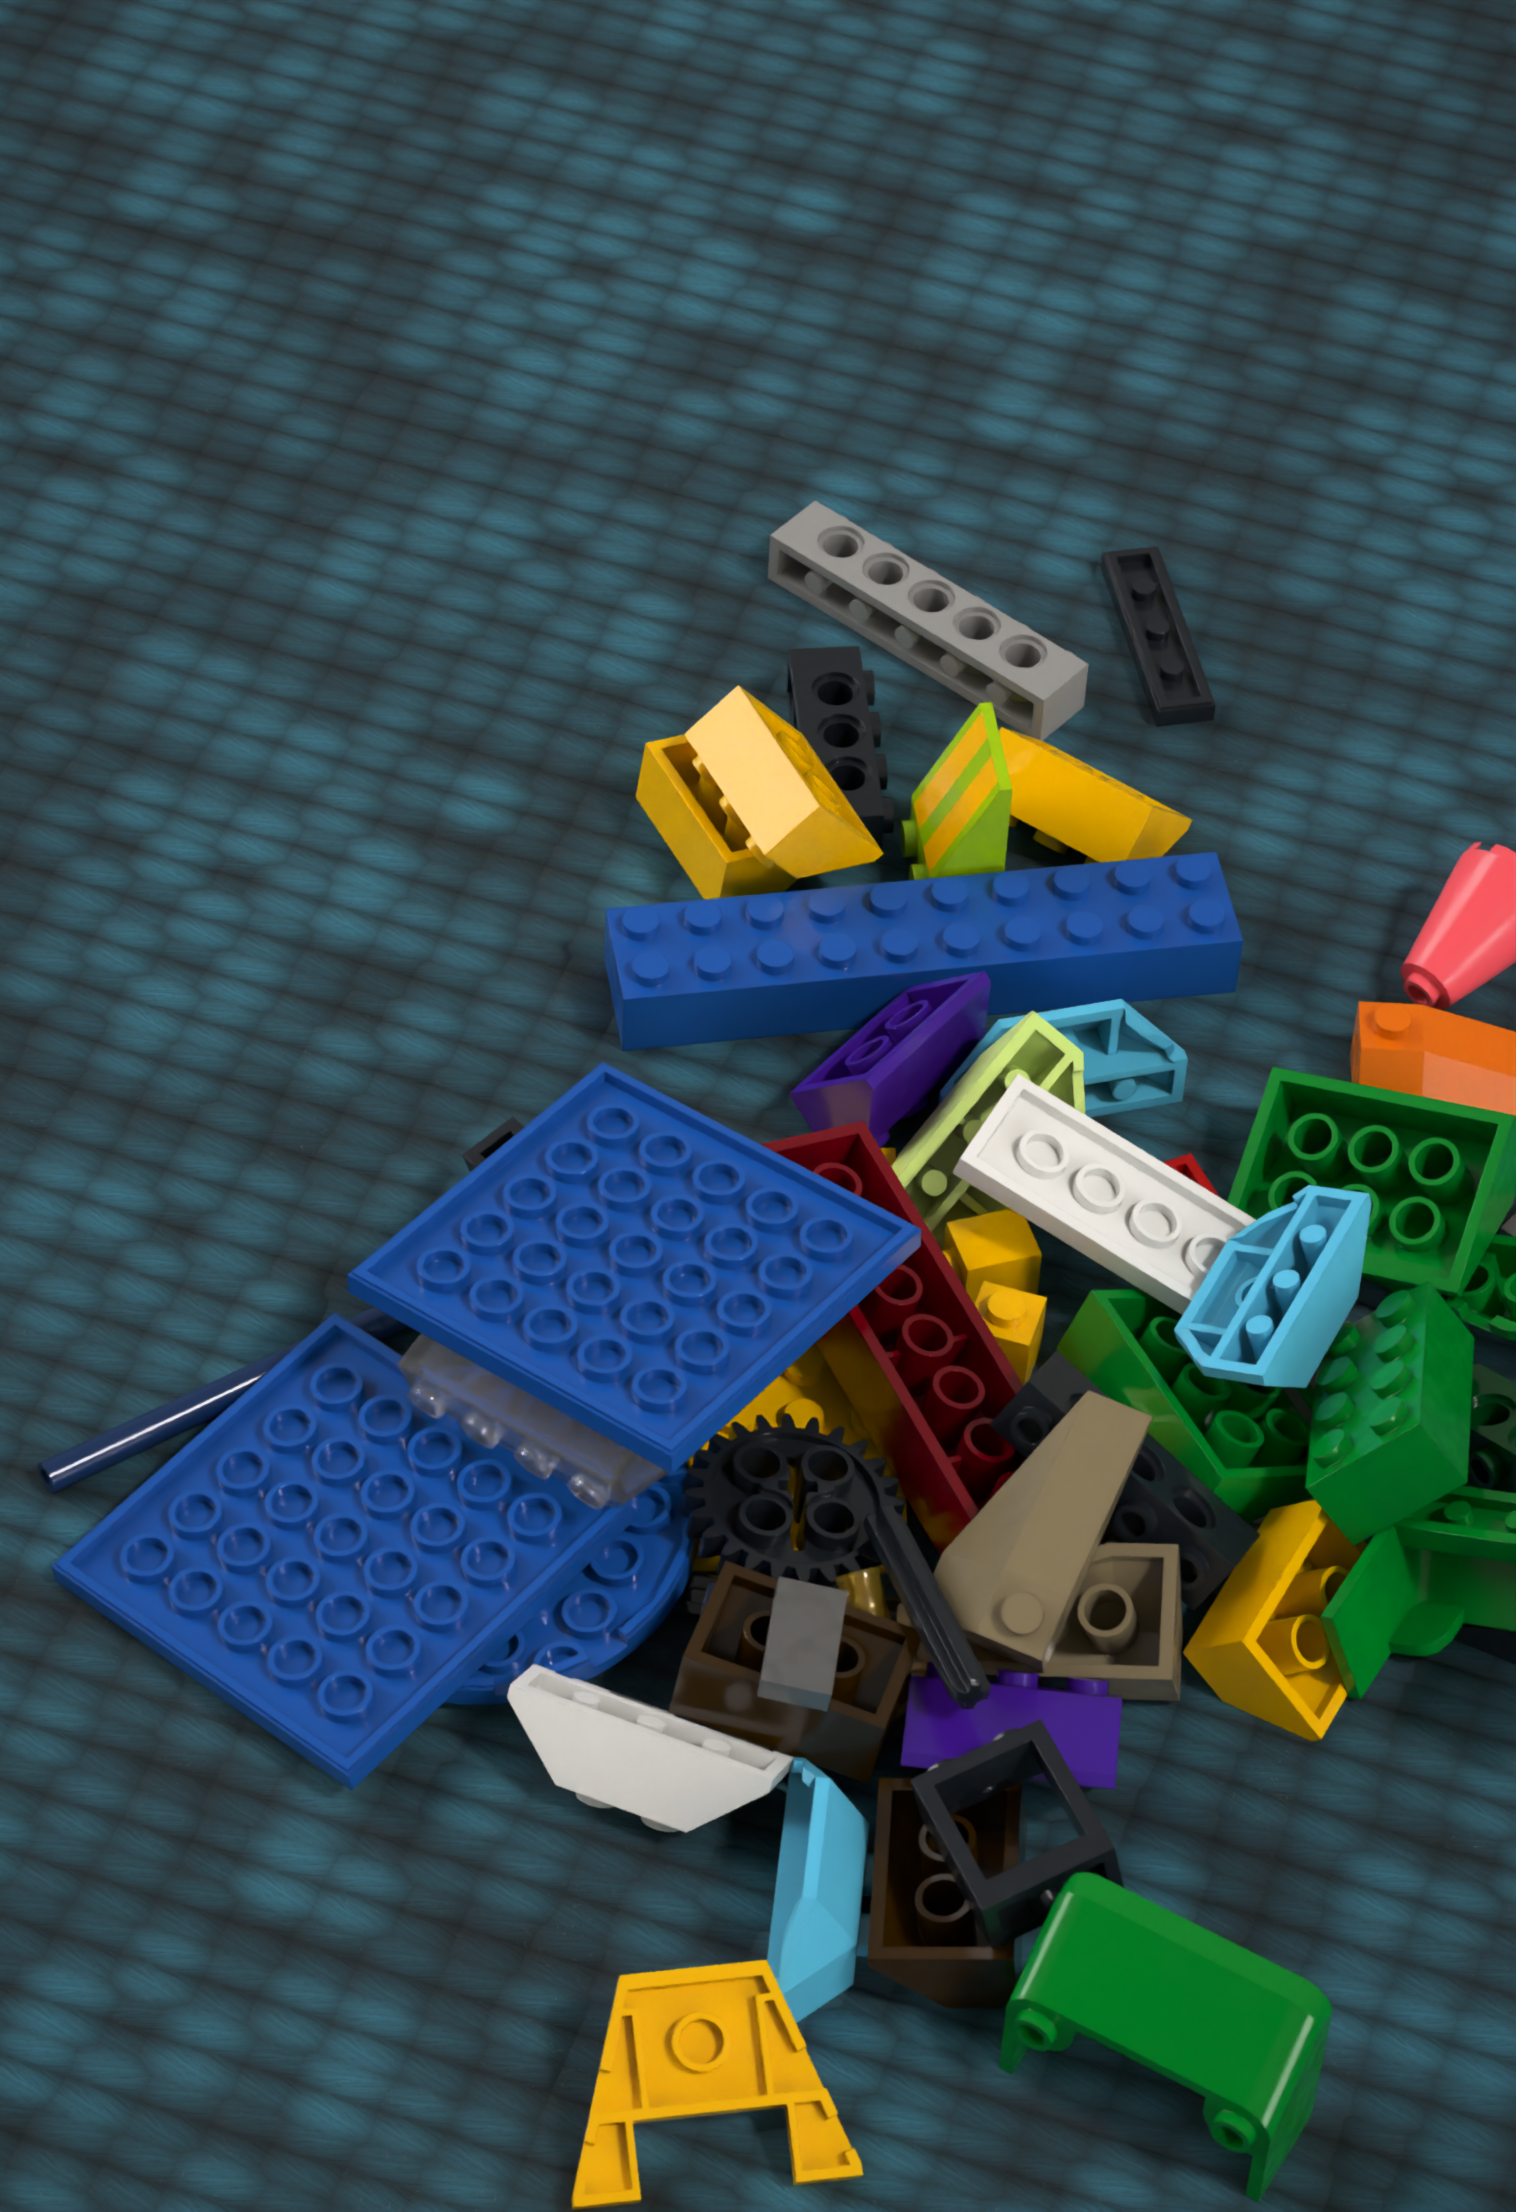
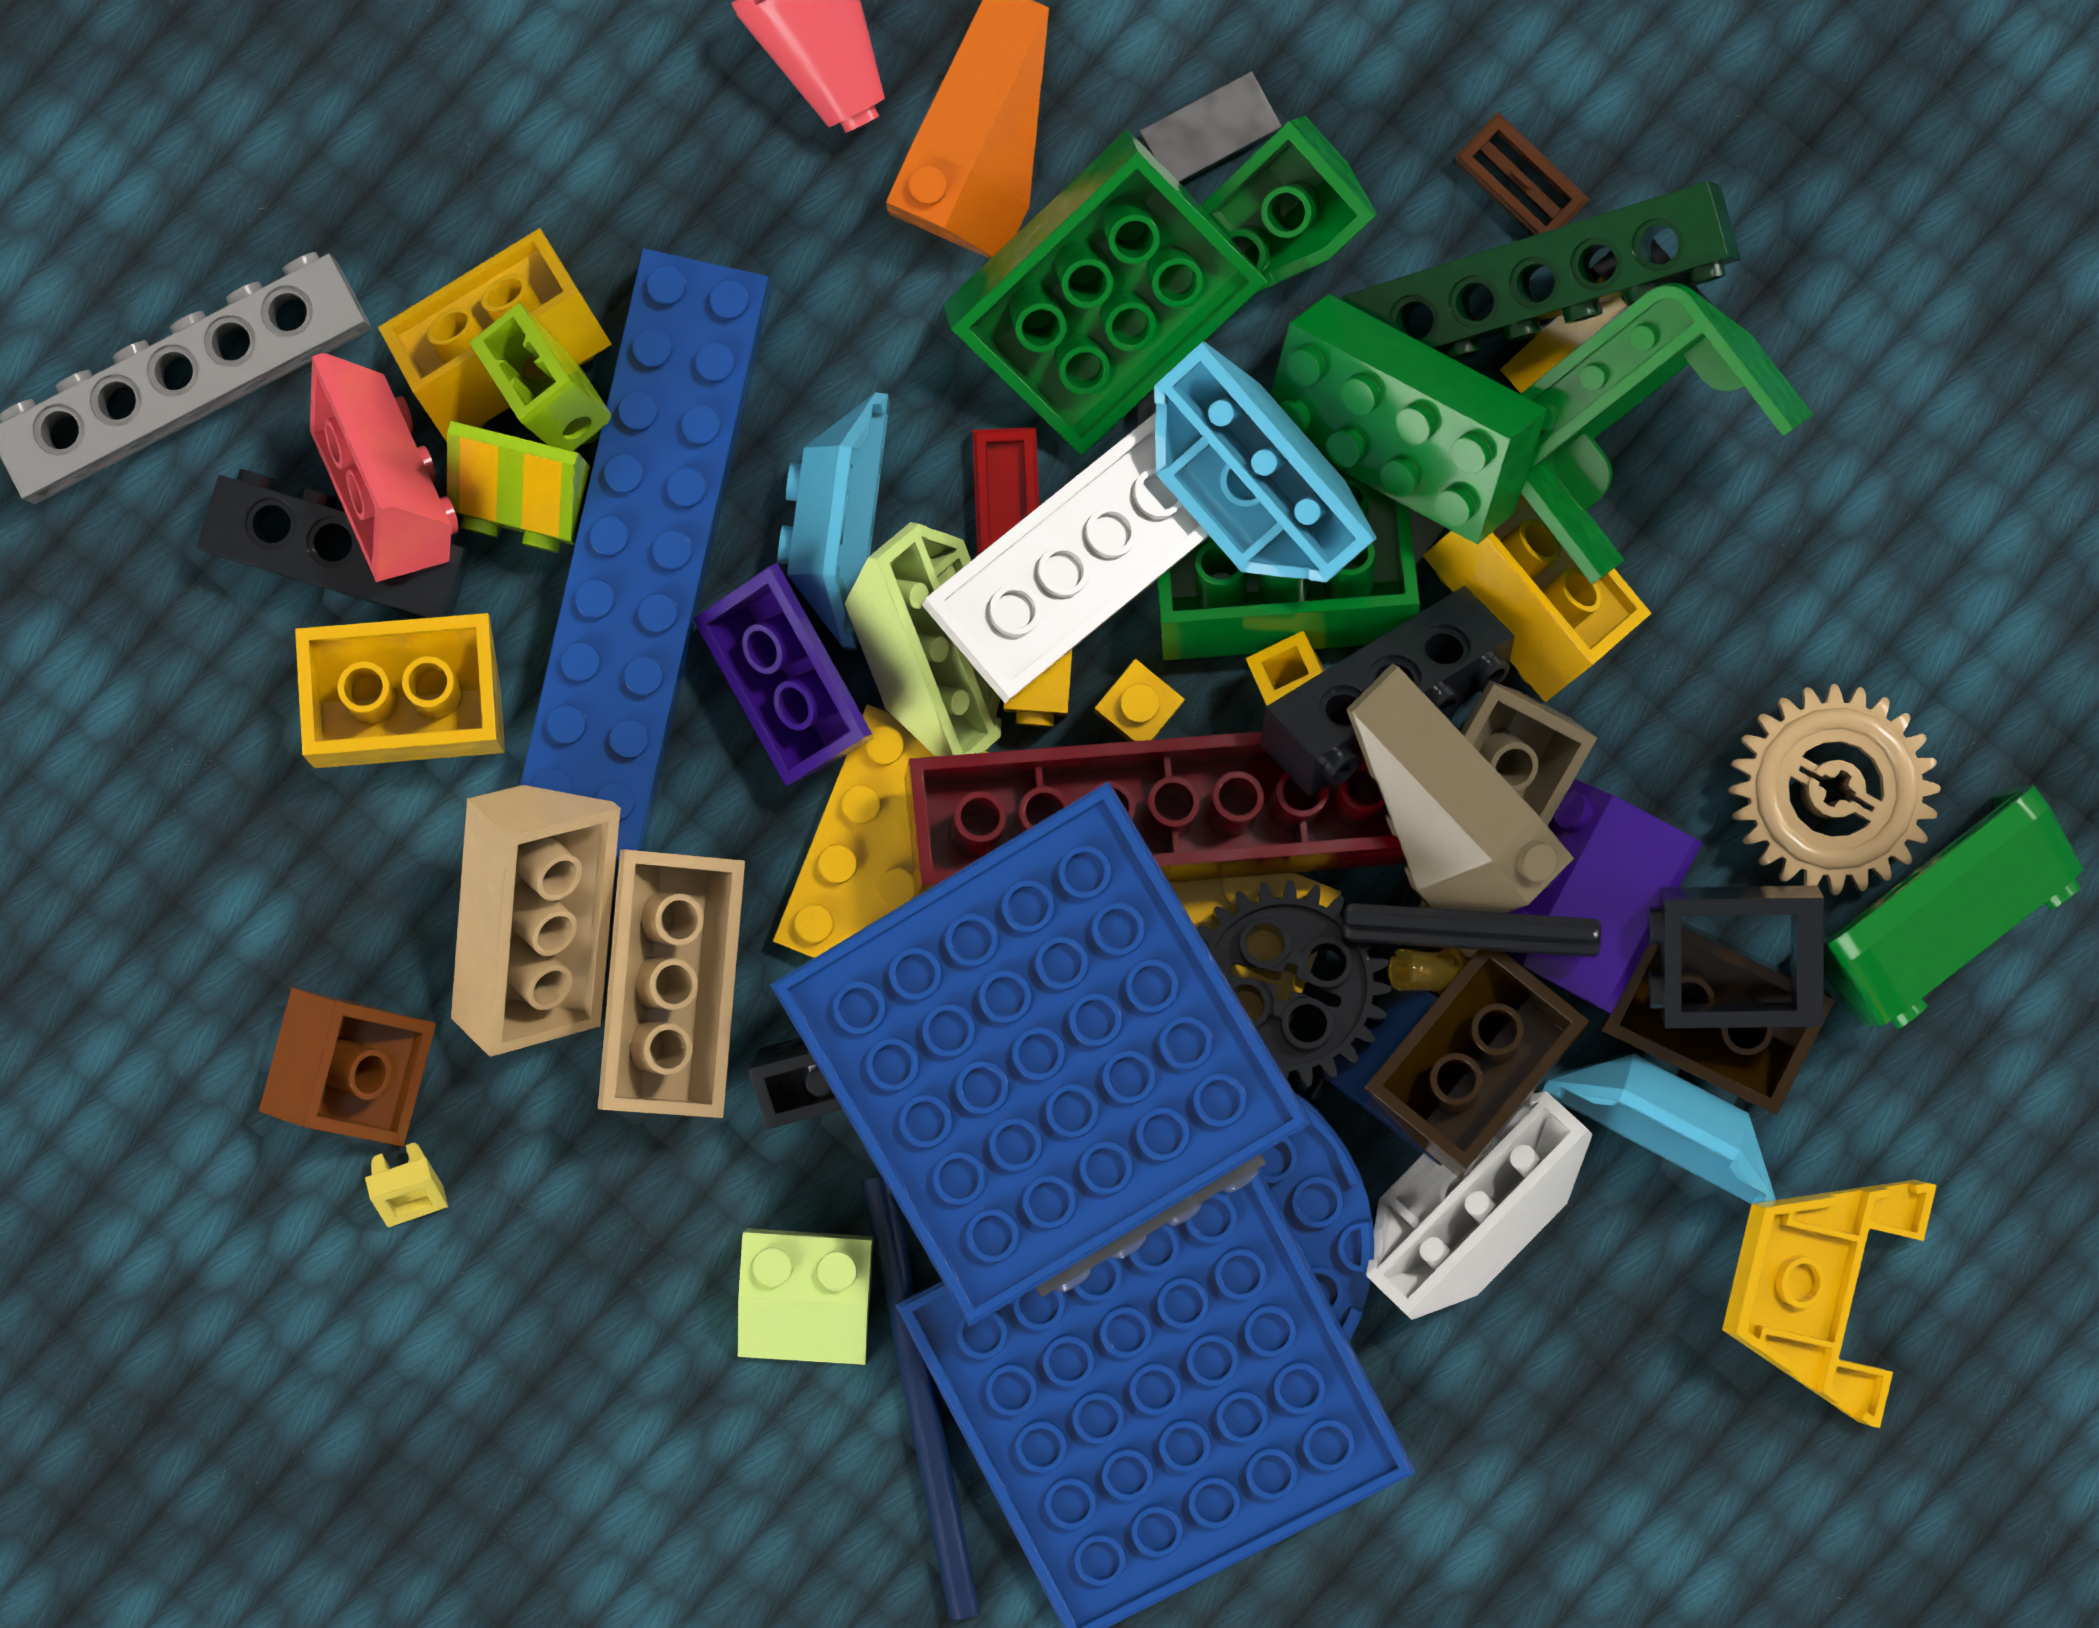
camera: 70 degrees left, 40 degrees up
(285, 950) = (405, 1189): none -> light yellow tile
(303, 1249) = (804, 1296): none -> yellowish green slope
(378, 885) = (347, 1067): none -> dark orange slope
(534, 1040) = (671, 984): none -> tan slope
(579, 930) = (533, 916): none -> tan slope
(778, 789) = (434, 652): yellow slope -> none
(802, 1644) = (1488, 1060): flat silver tile -> none
(914, 717) = (378, 469): none -> coral slope
(1058, 800) = (557, 406): none -> lime torso
(1157, 636) = (272, 146): black tile -> none
(1307, 1909) = (1779, 759): none -> tan gear

